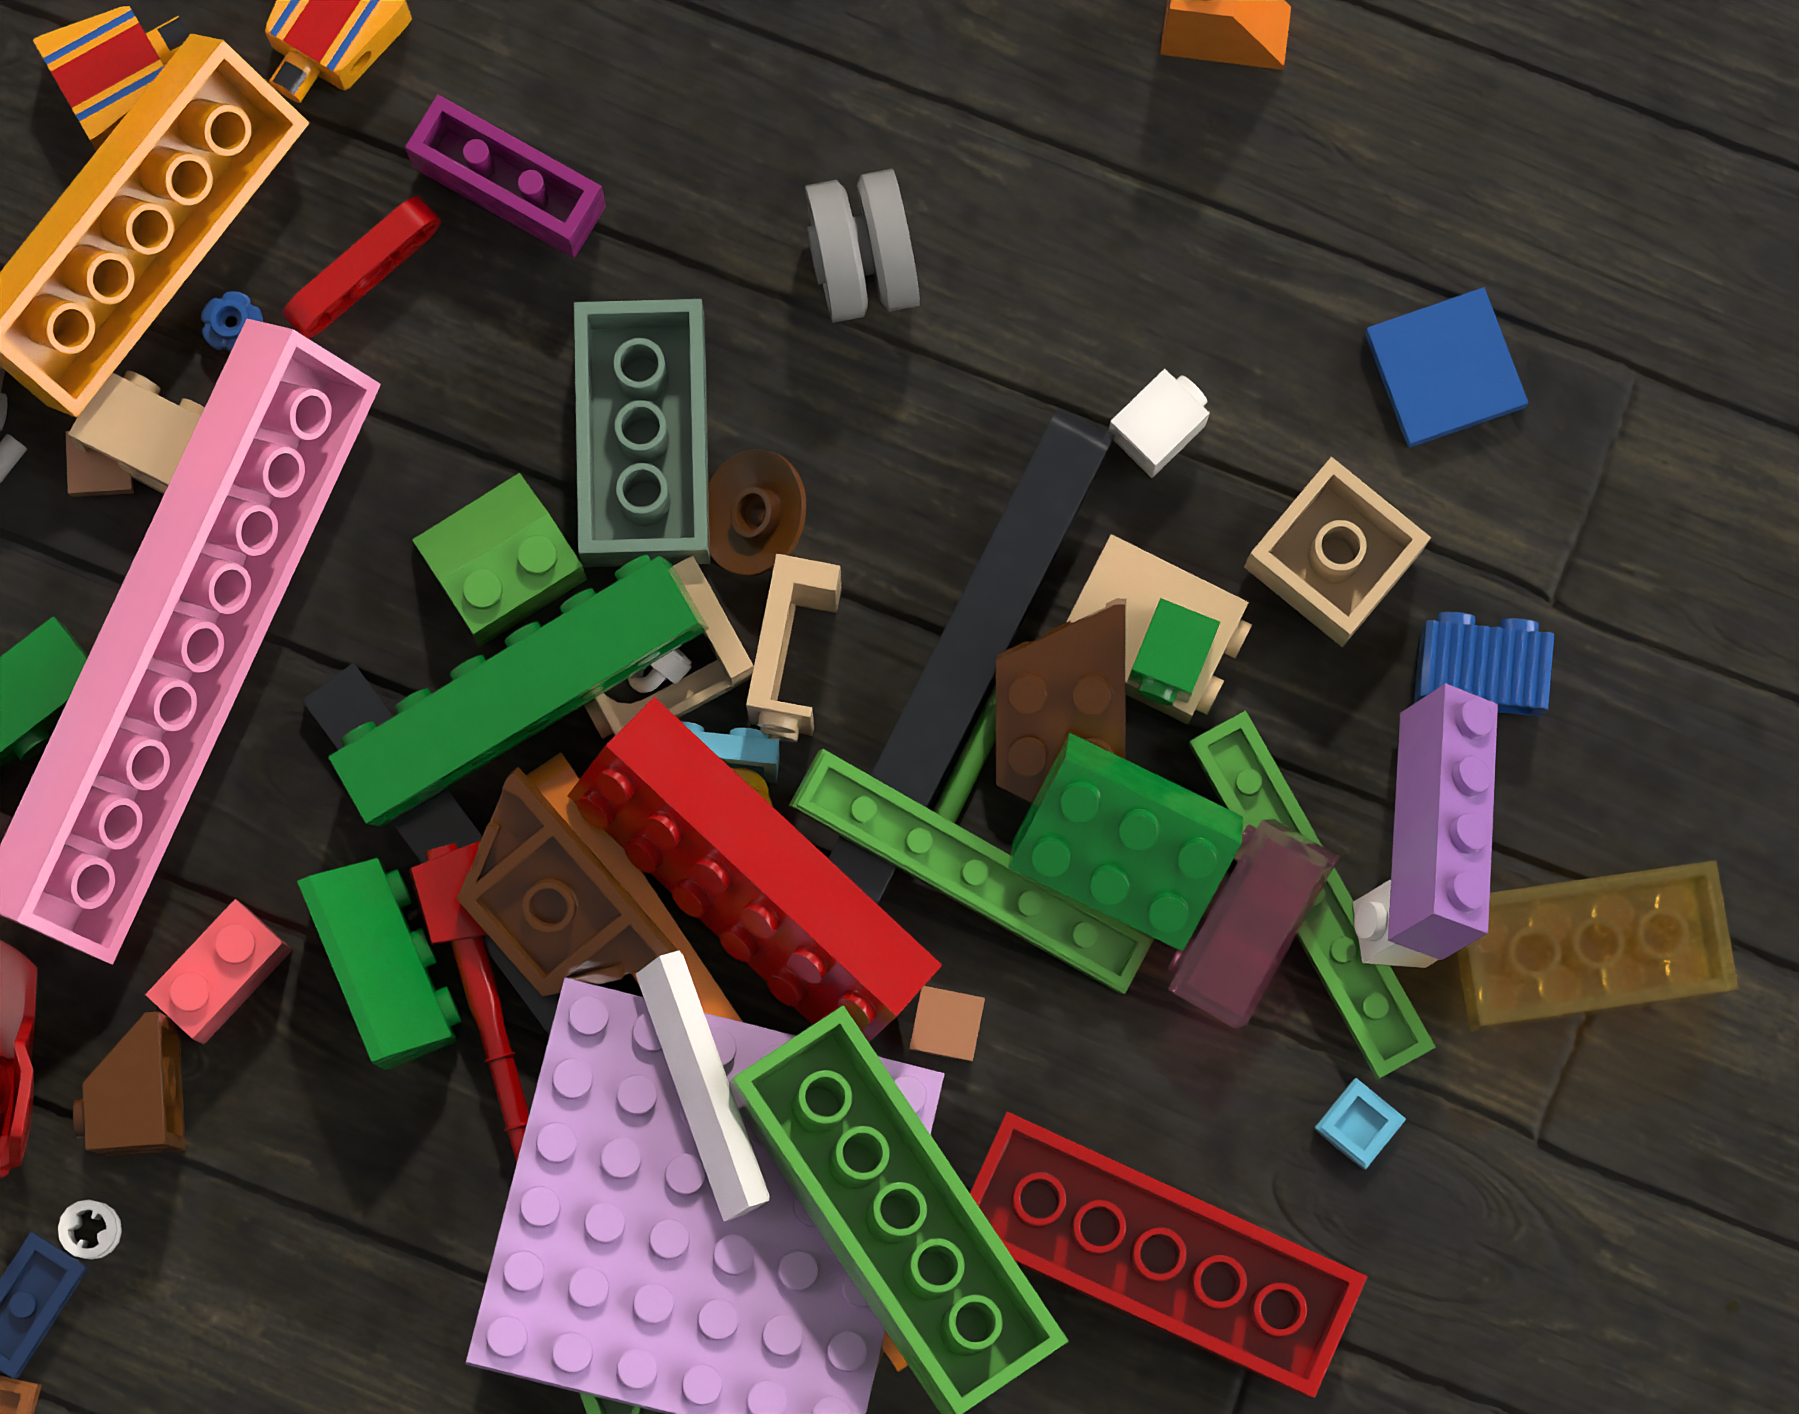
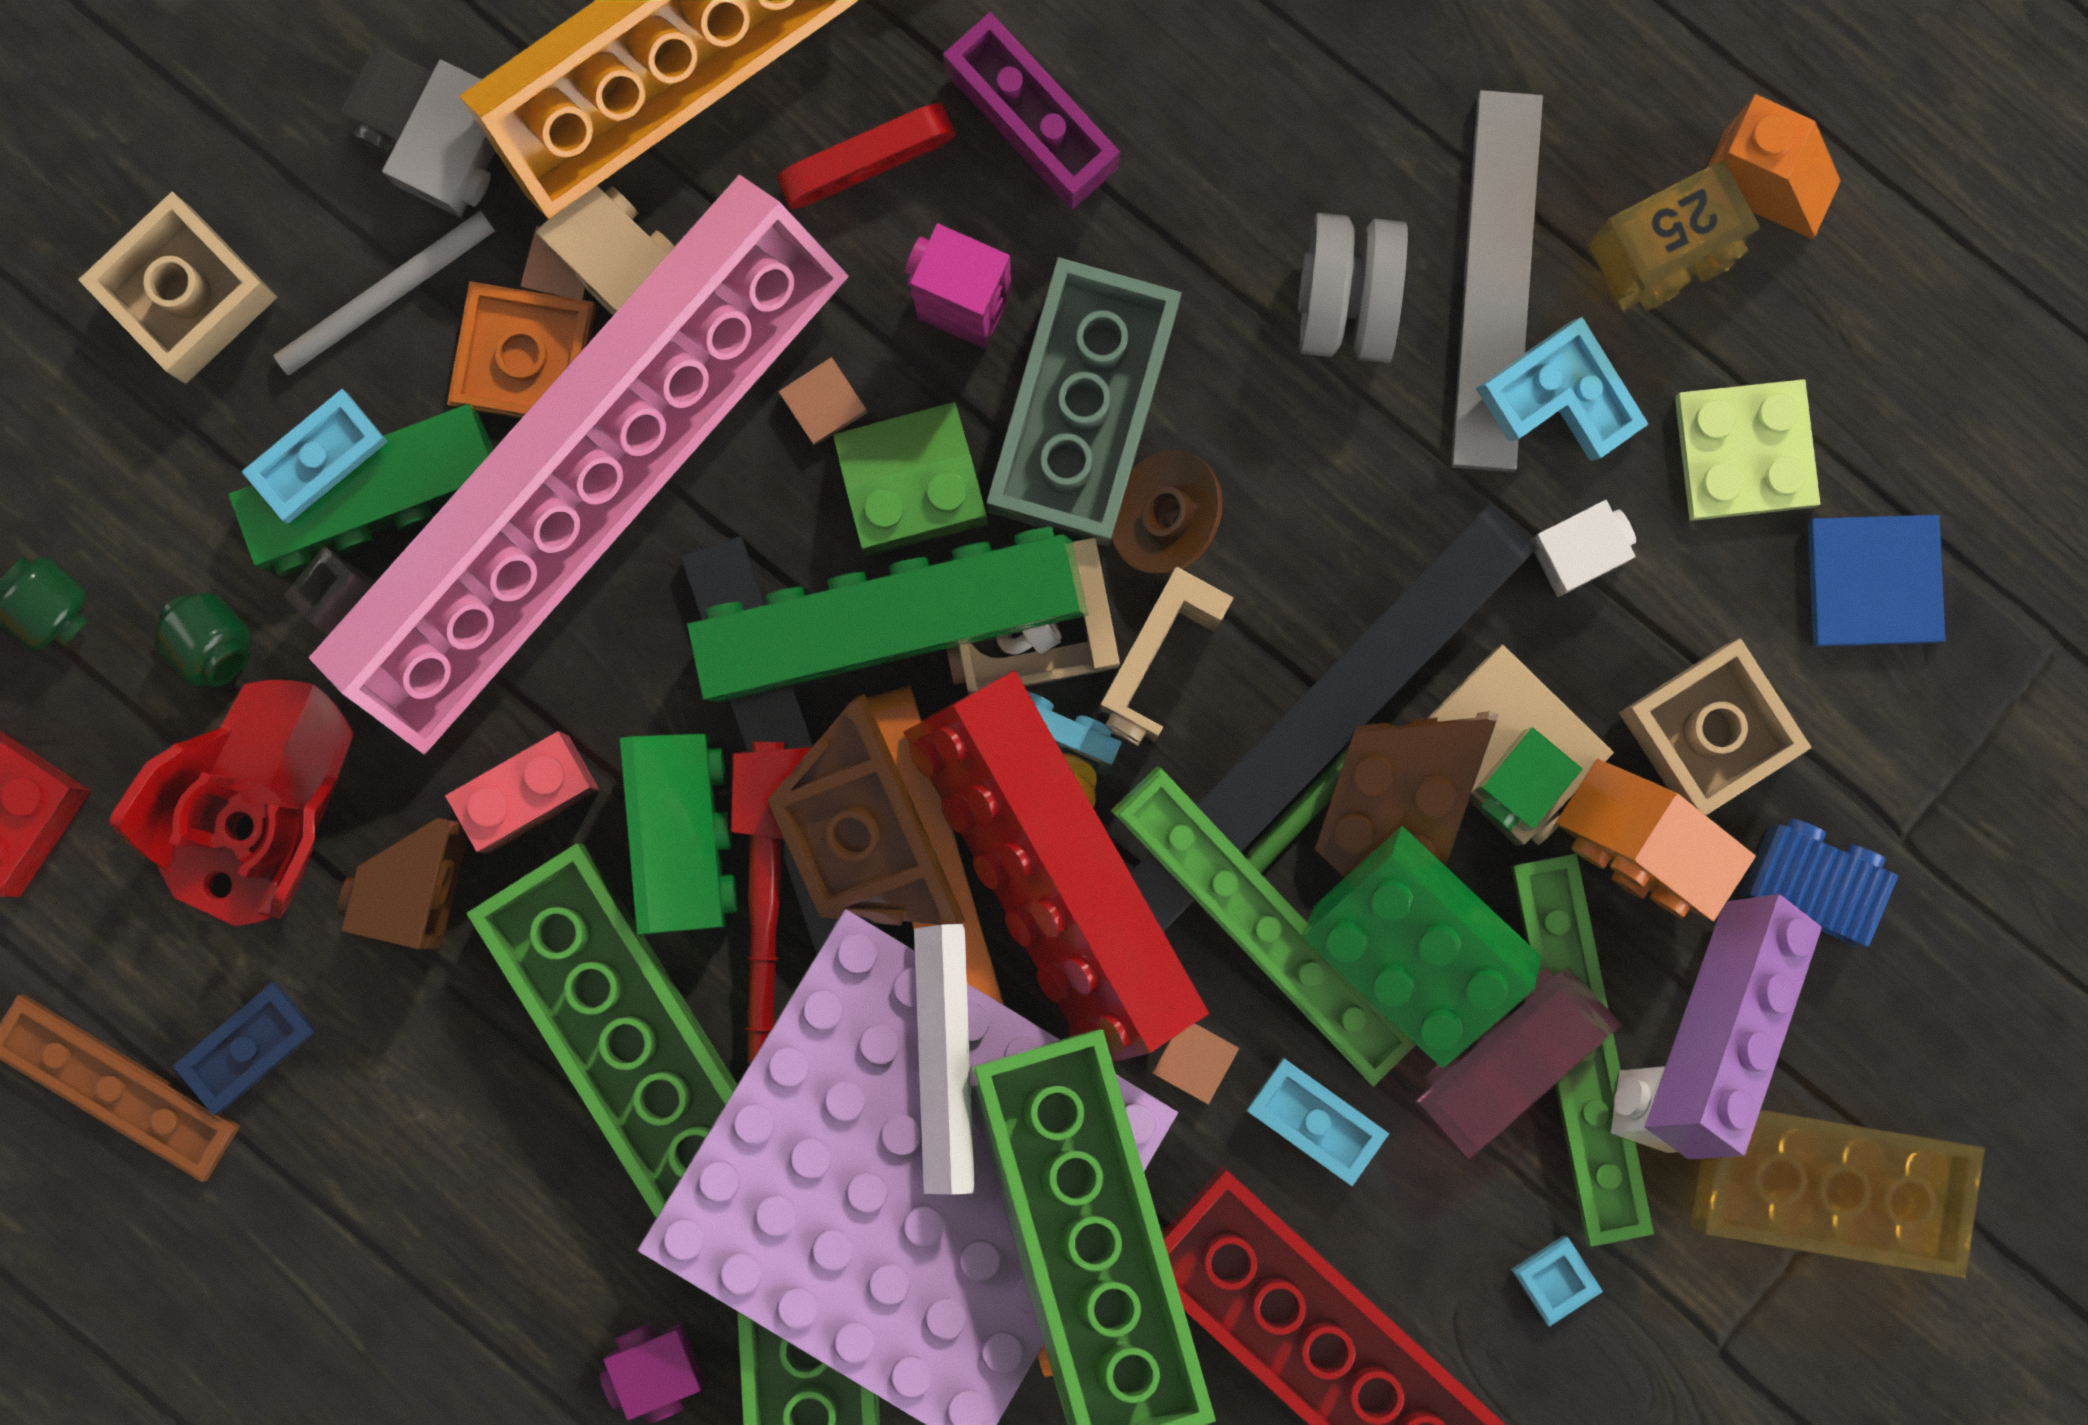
camera: 20 degrees right, 5 degrees up
(72, 1220) = (315, 981): white bush -> none
(80, 552) = (515, 347): none -> orange tile
(218, 310) = (714, 156): blue plate -> none
(367, 1155) = (609, 1015): none -> bright green brick
(393, 512) = (823, 401): none -> nougat tile
(488, 357) = (959, 284): none -> dark pink brick
(998, 201) = (1496, 269): none -> light grey tile
(1081, 1044) = (1317, 1121): none -> medium azure plate
(1096, 266) = (1566, 376): none -> medium azure plate
(1149, 106) = (1674, 235): none -> clear yellow brick
(1285, 284) = (1747, 450): none -> yellowish green plate
(1311, 671) = (1654, 842): none -> orange brick

